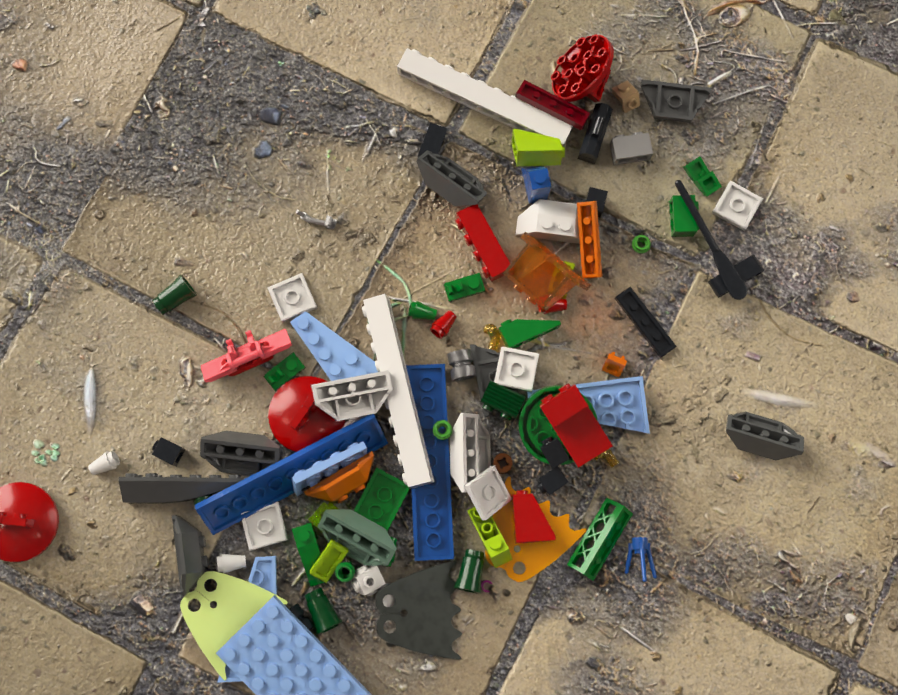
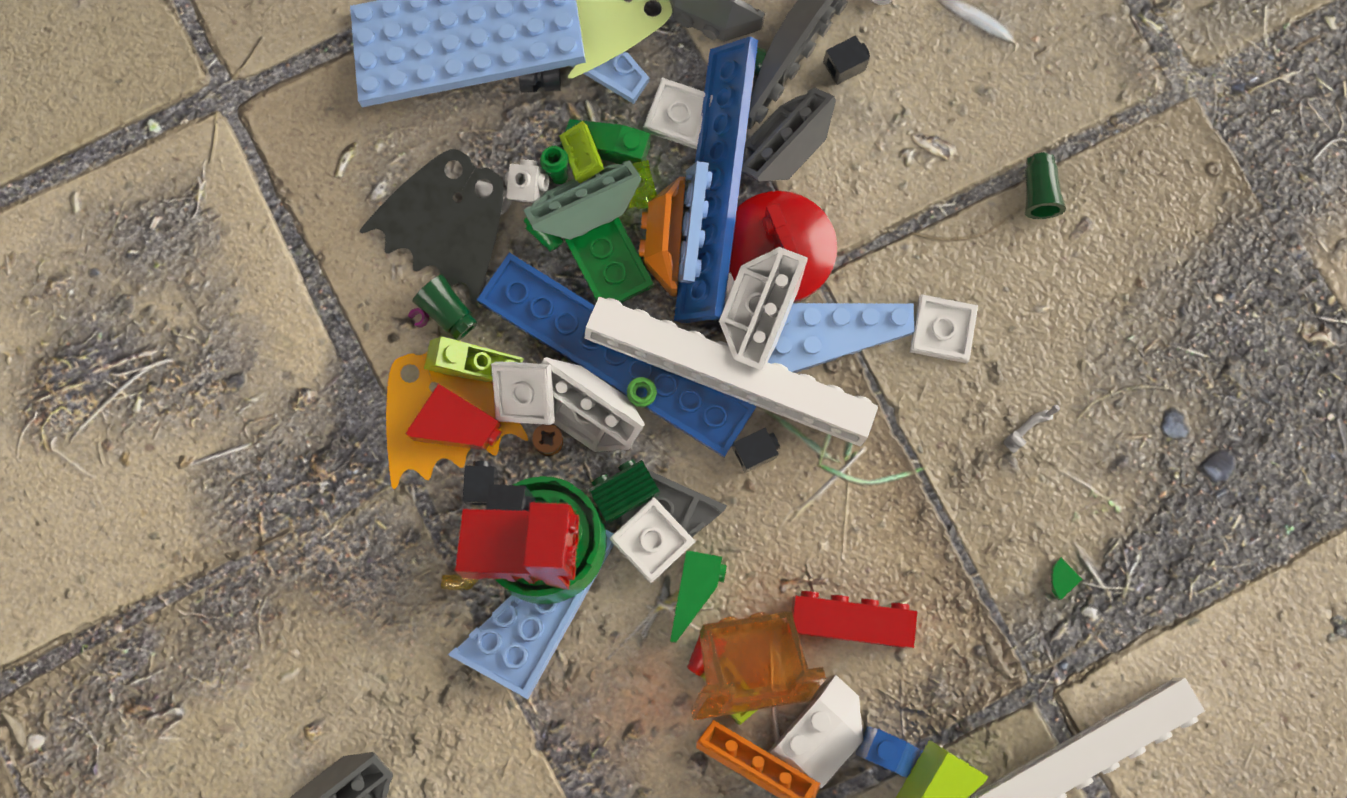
camera: 125 degrees right, 0 degrees up
(228, 562) = (663, 46): white cone -> none
(246, 356) = (905, 222): coral piece -> none
(284, 371) = (853, 257): green plate -> none
(322, 611) = (529, 109): dark green plant -> none
(385, 155) = (1063, 578): none -> green tile
(421, 311) = (814, 475): green cone -> none
(429, 349) = (756, 449): none -> black brick
(433, 139) = (1040, 654): black tile -> none
(442, 325) = (777, 491): red cone -> none
(450, 180) = (970, 638): dark grey wedge -> none
(461, 364) = (707, 475): flat silver wheel -> none
(464, 287) = (809, 555): green plate -> none
(494, 335) = (718, 547): clear yellow arm -> none
(603, 540) = (359, 496): green fence -> none
(614, 365) = (568, 675): orange tile -> none
(640, 546) = (322, 536): blue plant -> none
(645, 322) = (595, 762): black tile -> none

